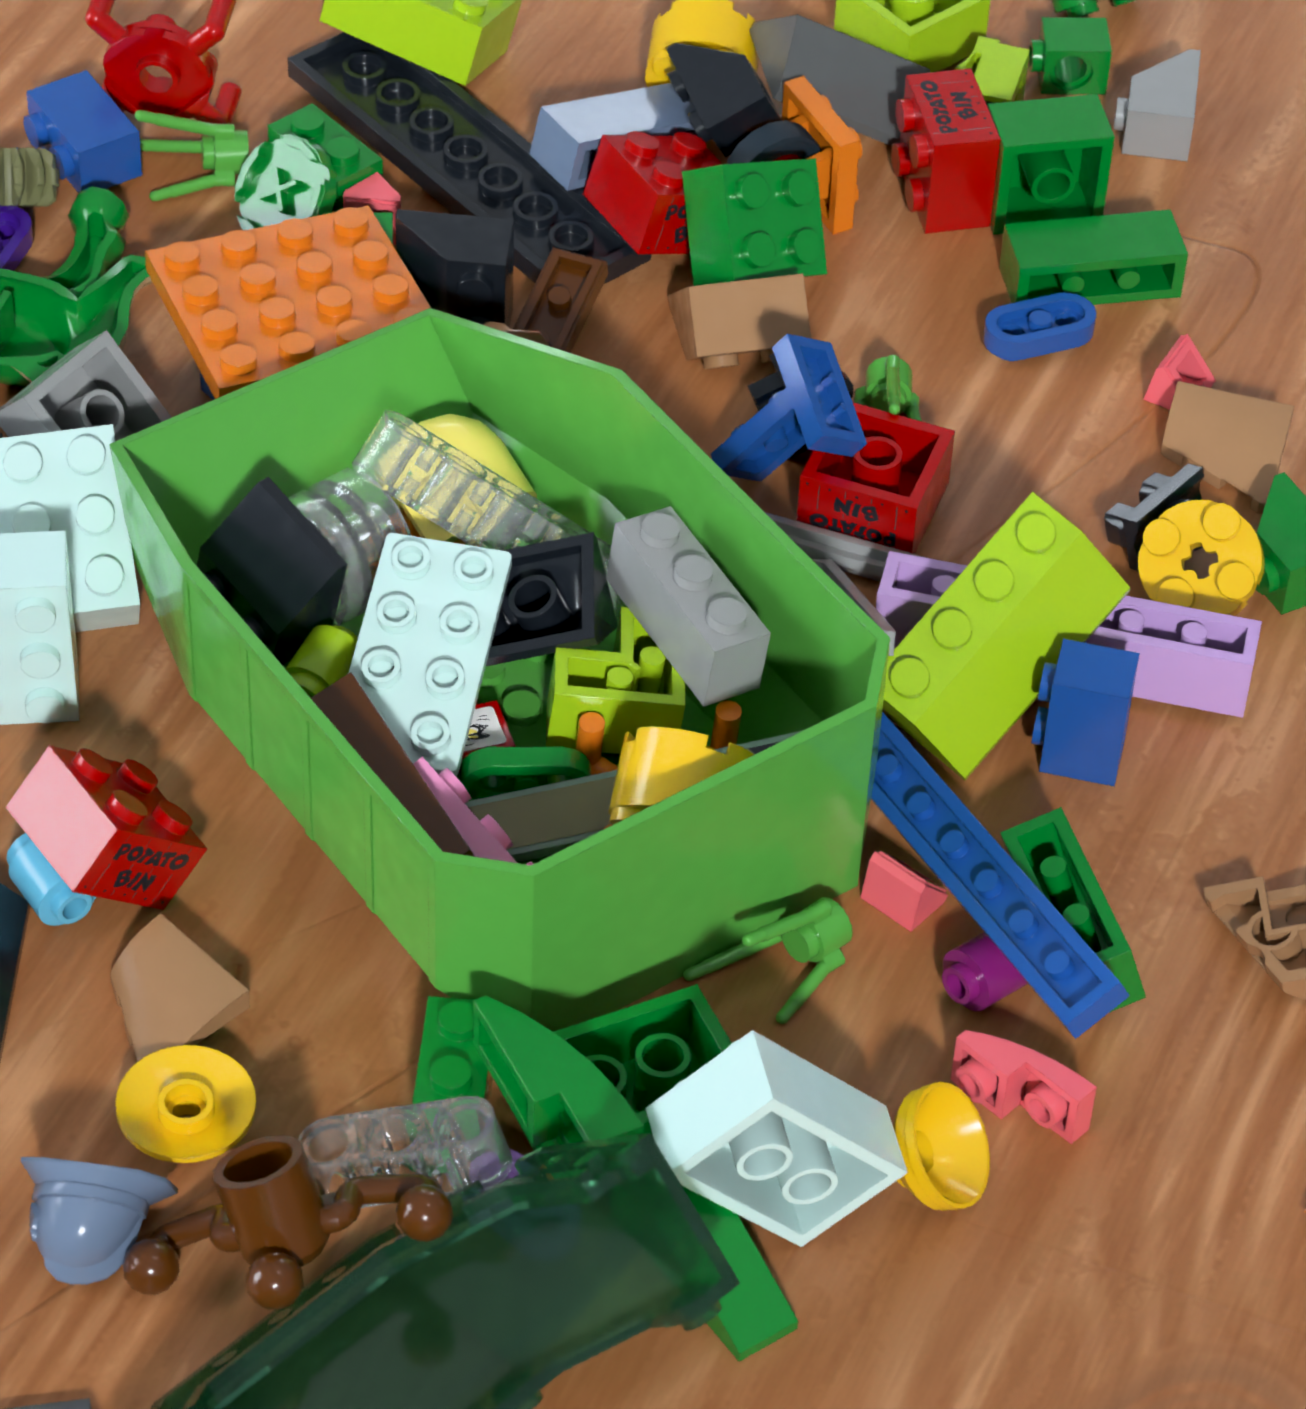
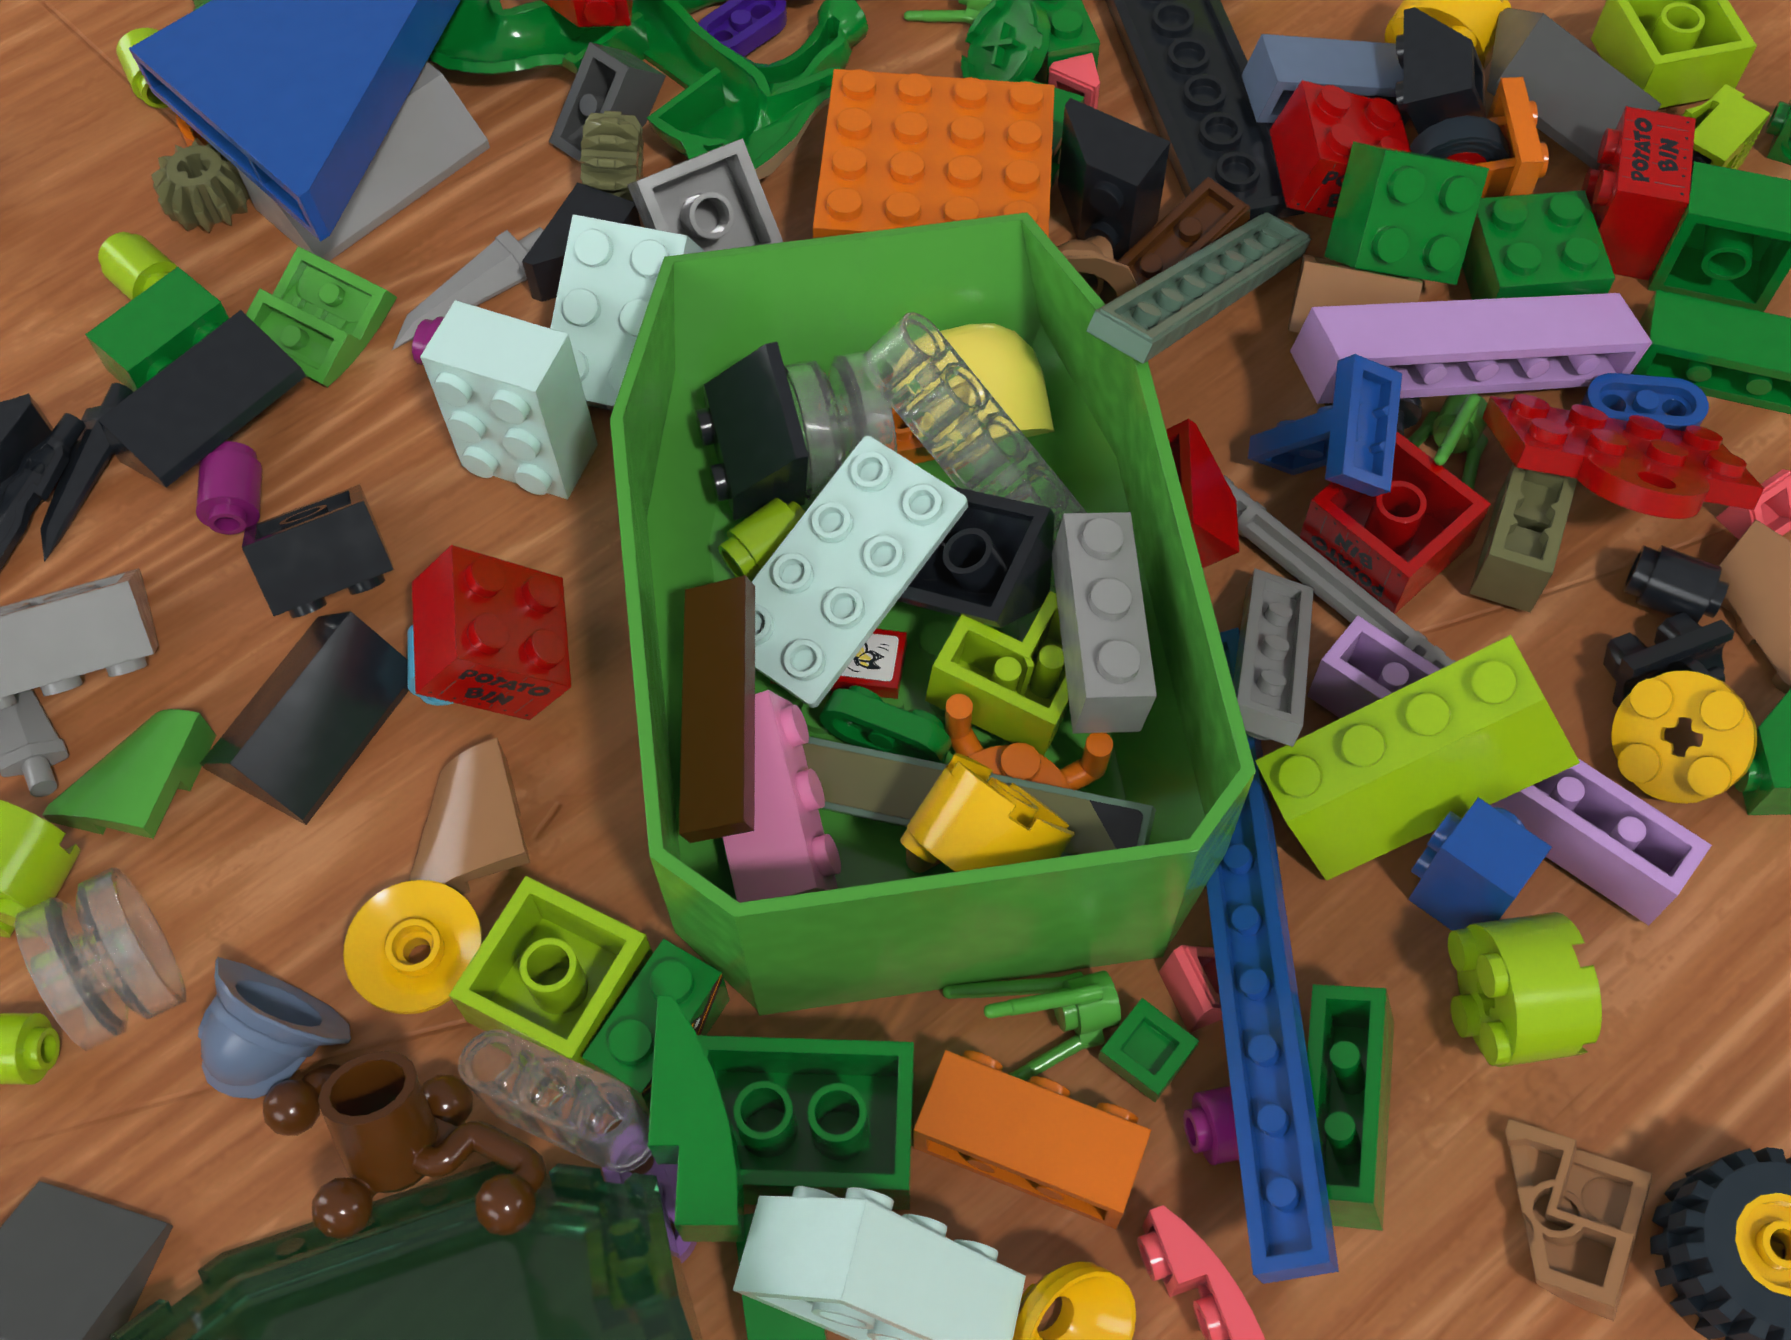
camera: 30 degrees right, 15 degrees up
(337, 1055) = (550, 971): none -> lime brick
(619, 322) = (1197, 287): none -> sand green tile
(860, 1034) = (1031, 1136): none -> orange brick
(872, 311) = (1475, 343): none -> lavender brick
(887, 945) = (1148, 1049): none -> green plate
(889, 236) = (1536, 248): none -> green brick
(991, 452) = (1523, 538): none -> olive brick
(1048, 363) = (1623, 461): none -> red plate
(1134, 453) = (1676, 583): none -> black brick
(1167, 781) = (1524, 989): none -> lime brick

